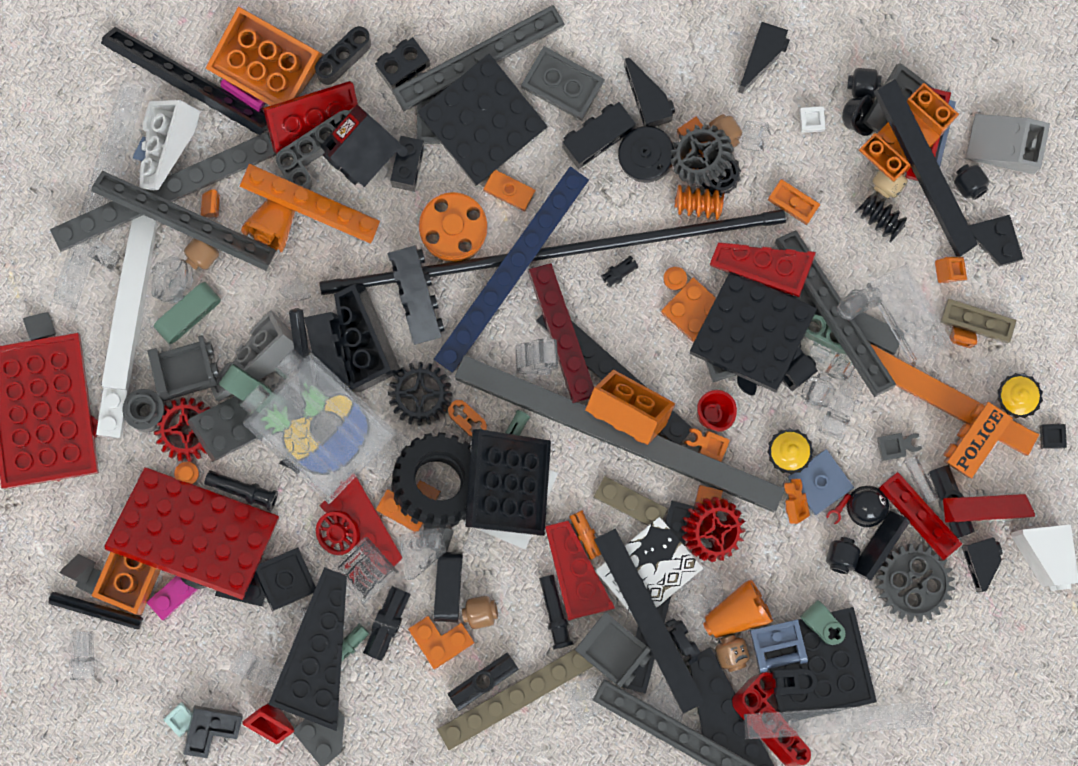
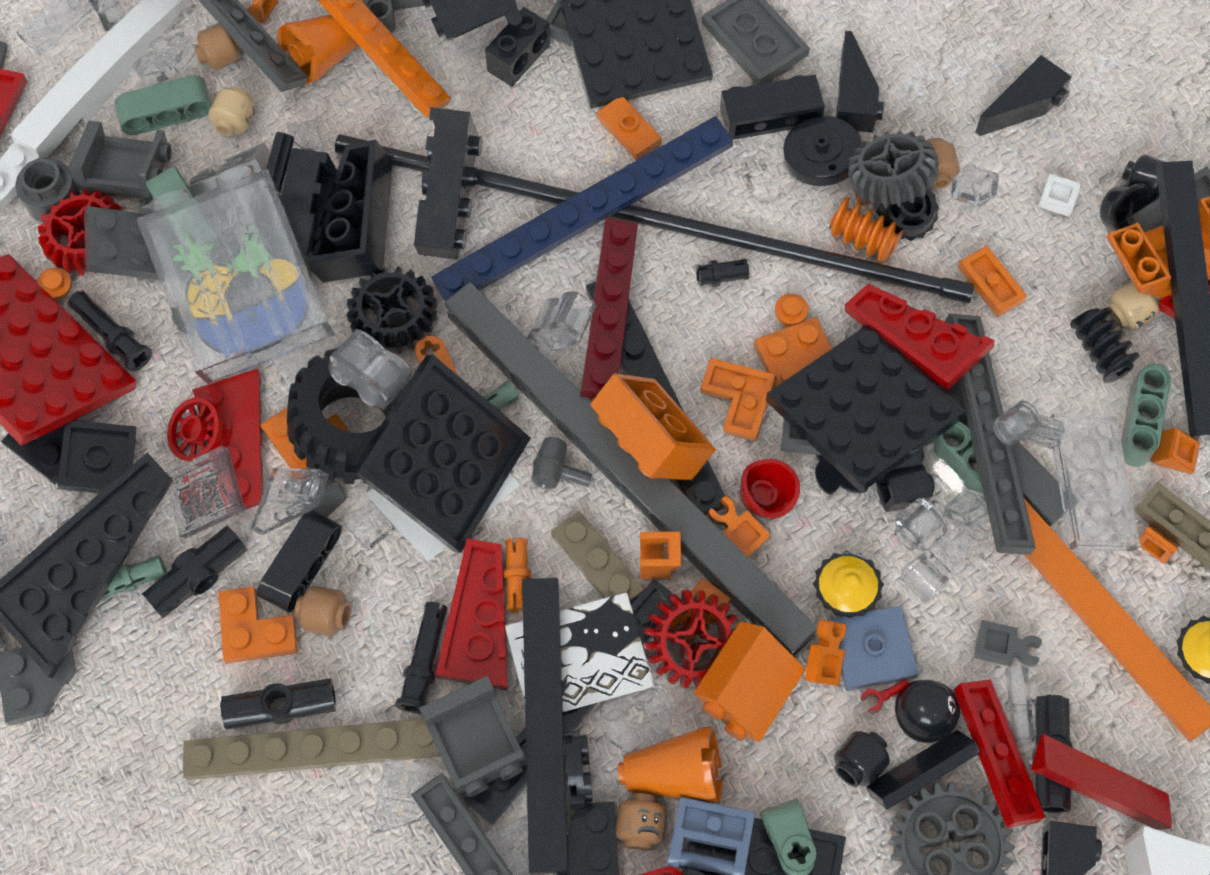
camera: 30 degrees right, 15 degrees down
(238, 298) = (232, 111): none -> tan head
(440, 453) = (369, 369): none -> clear brick
(453, 227) = (536, 136): orange piece -> none
(573, 455) = (550, 466): none -> dark grey piece
(669, 484) = (659, 554): none -> orange window
(674, 349) = (745, 389): none -> orange plate
(759, 542) = (749, 682): none -> orange brick
(928, 245) = (1151, 401): none -> sand green beam
(977, 439) = (1125, 676): orange brick -> none

